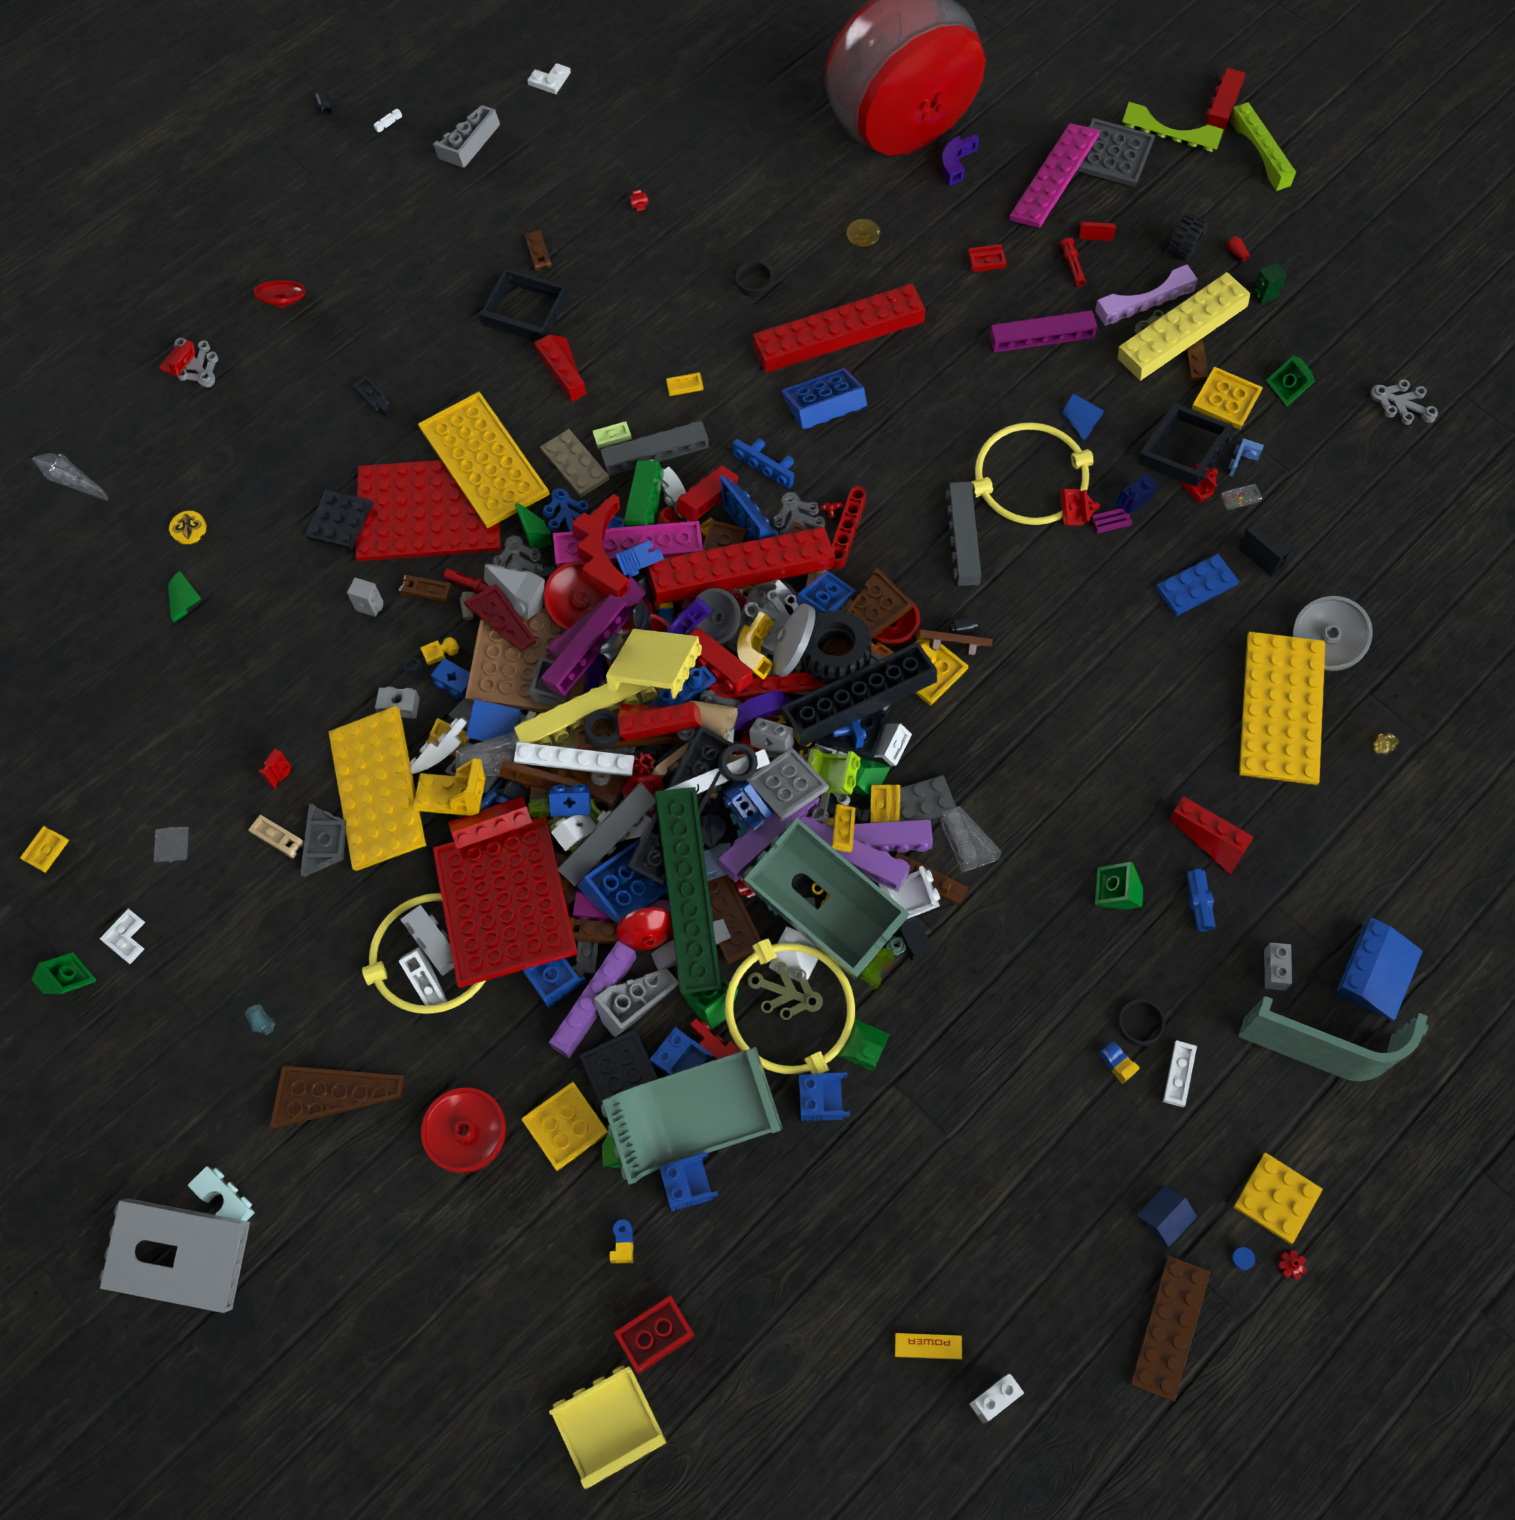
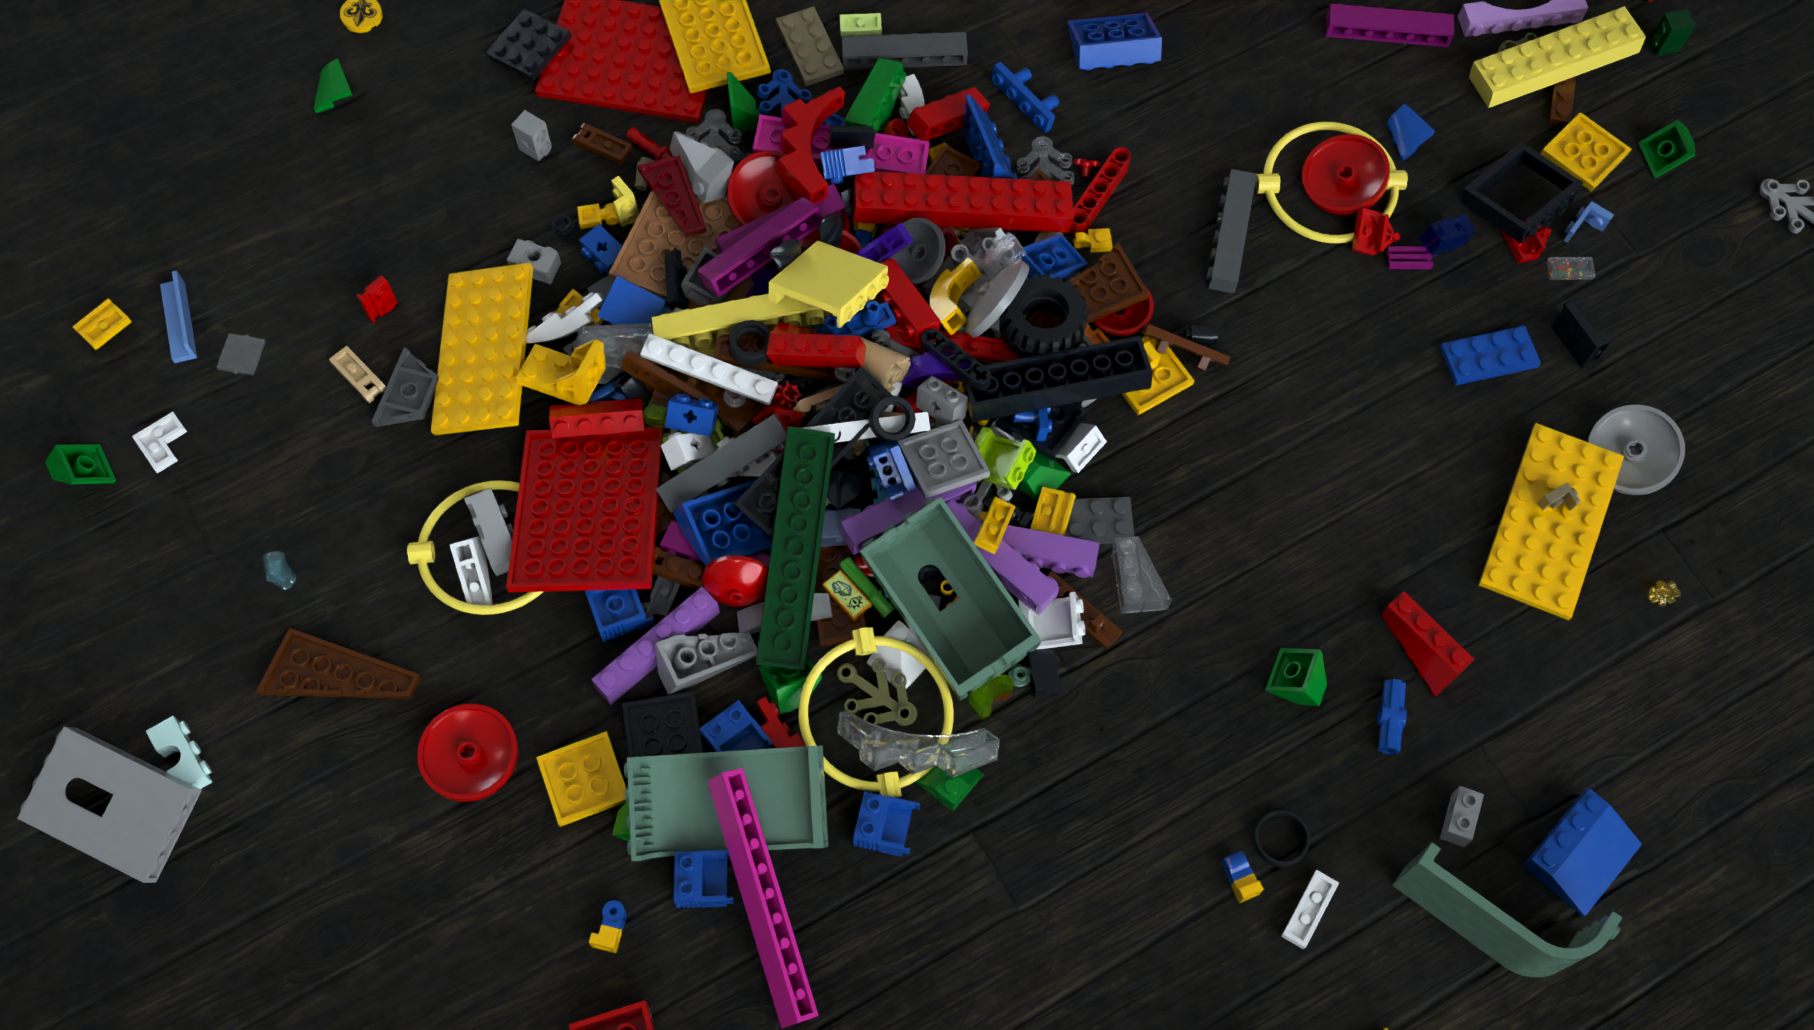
camera: 10 degrees right, 0 degrees up
(108, 829) = (178, 319): none -> medium blue panel
(460, 634) = (625, 204): none -> light yellow bracket
(522, 687) = (674, 275): none -> black hinge
(635, 533) = (851, 136): none -> black panel
(738, 916) = (847, 595): none -> tile
(742, 1185) = (762, 898): none -> dark pink brick
(752, 905) = (866, 587): none -> bright green axle
(772, 701) = (954, 360): none -> black beam
(785, 603) = (1000, 255): none -> clear slope
(832, 1031) = (915, 752): none -> clear arch
(856, 568) = (1096, 239): none -> yellow plate
(1042, 464) = (1346, 174): none -> red dish
(1286, 685) = (1562, 494): none -> dark tan bracket

